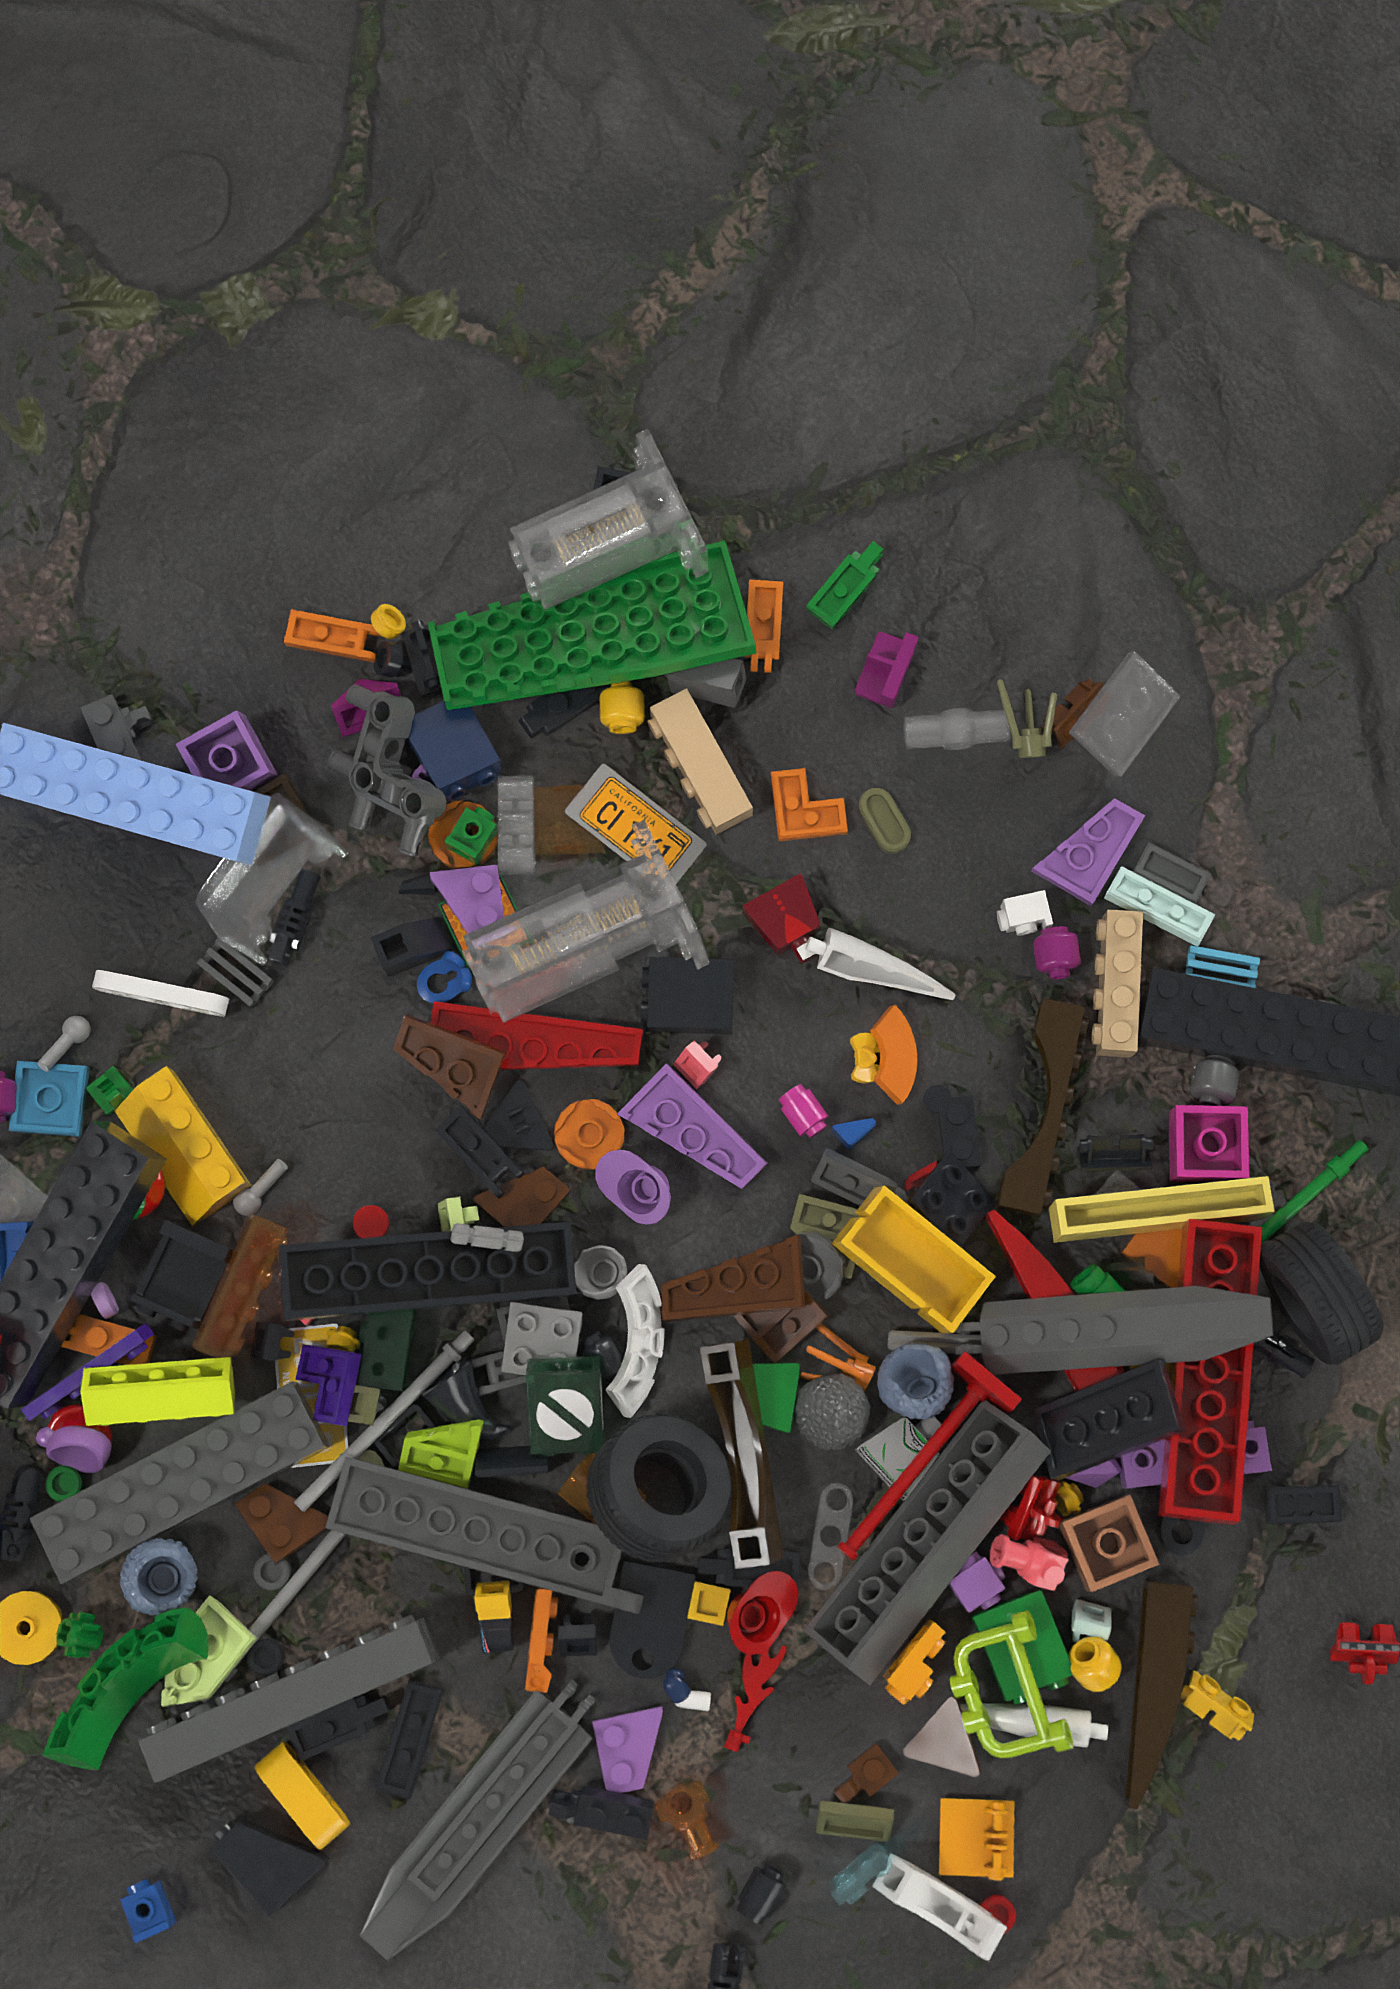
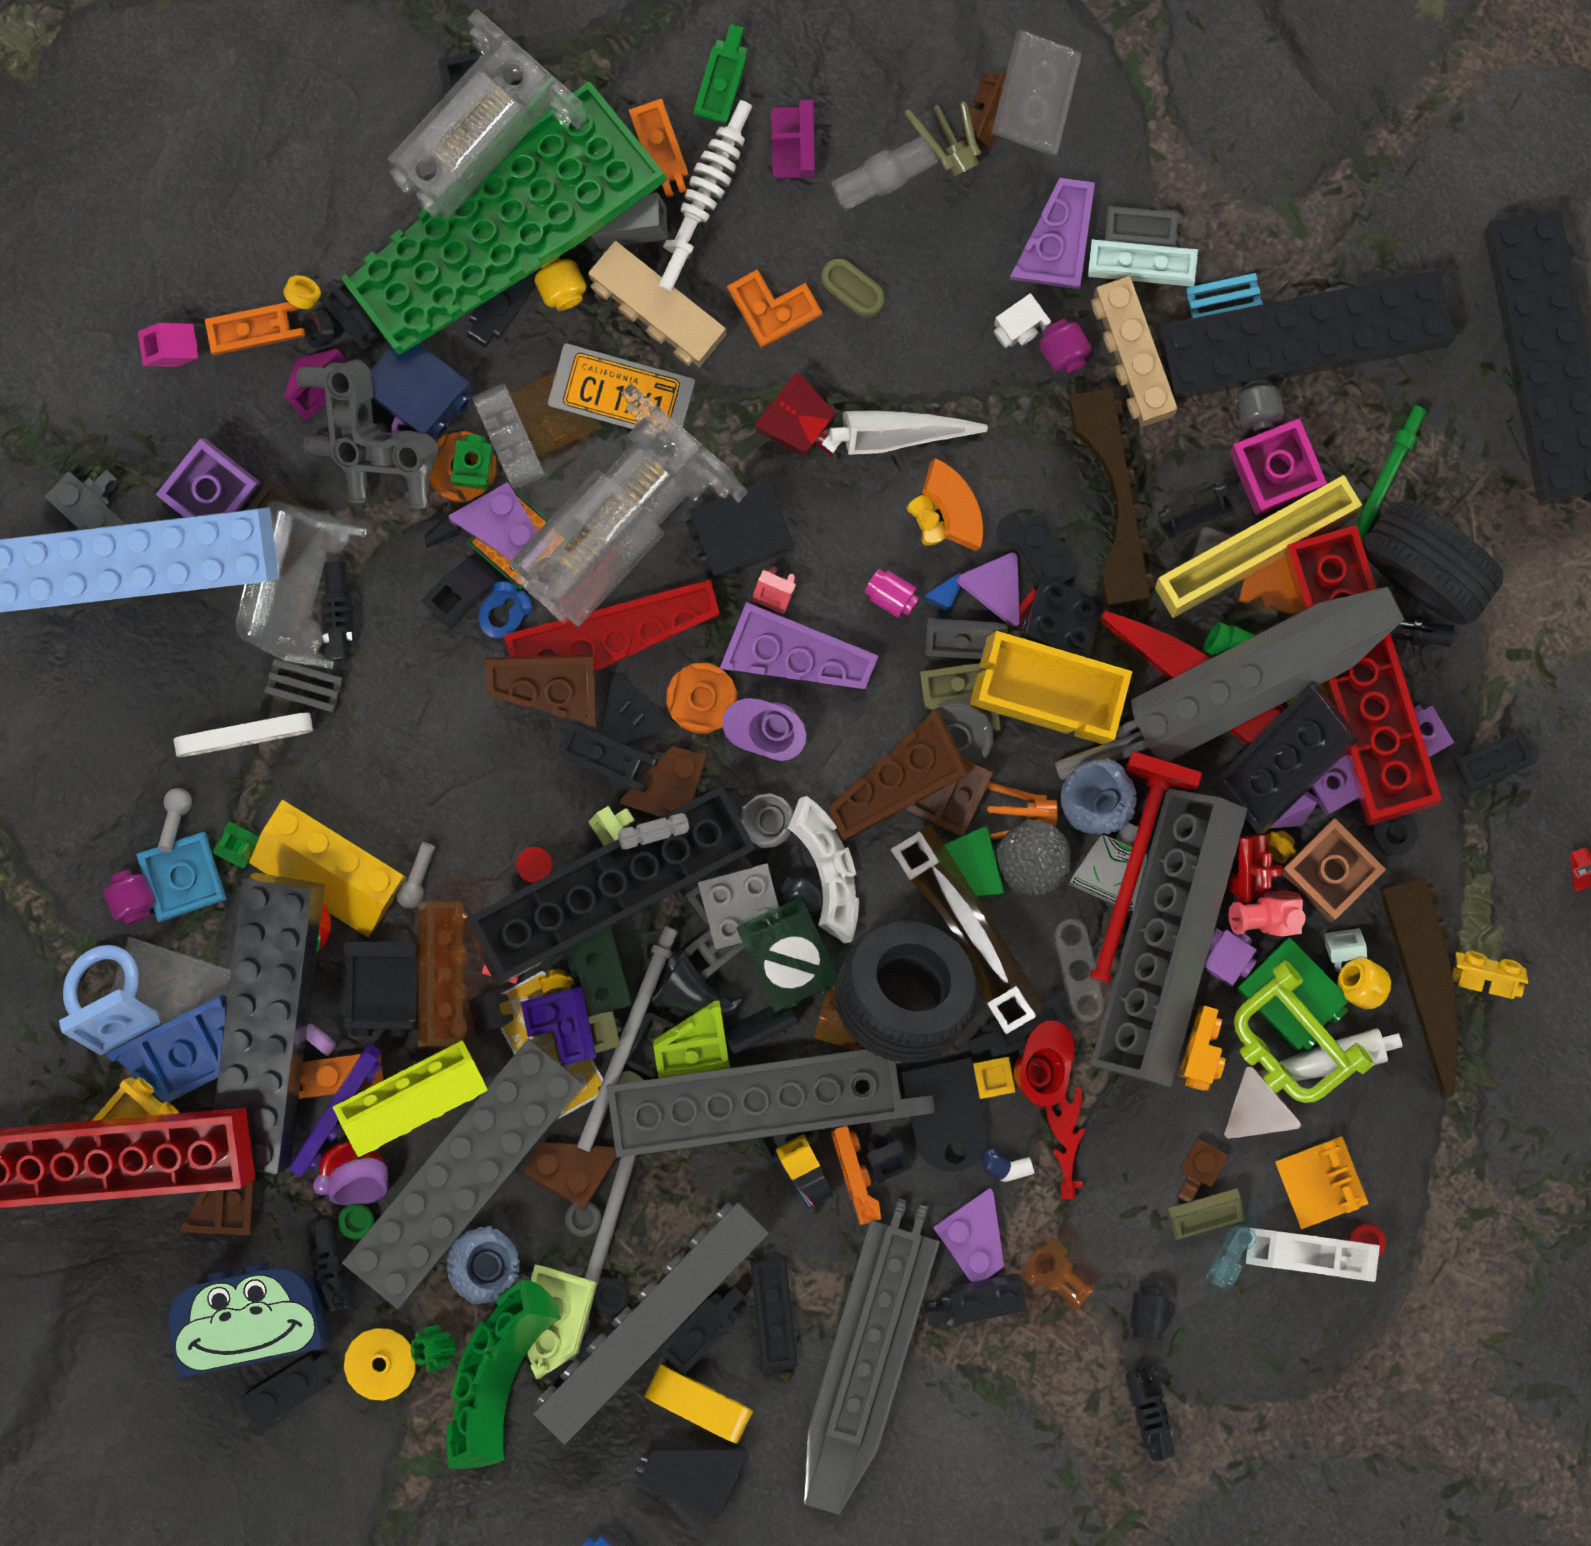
camera: 20 degrees left, 5 degrees up
(248, 618) = (168, 344): none -> dark pink brick
(789, 677) = (706, 187): none -> white piece
(901, 1145) = (996, 587): none -> medium lavender piece

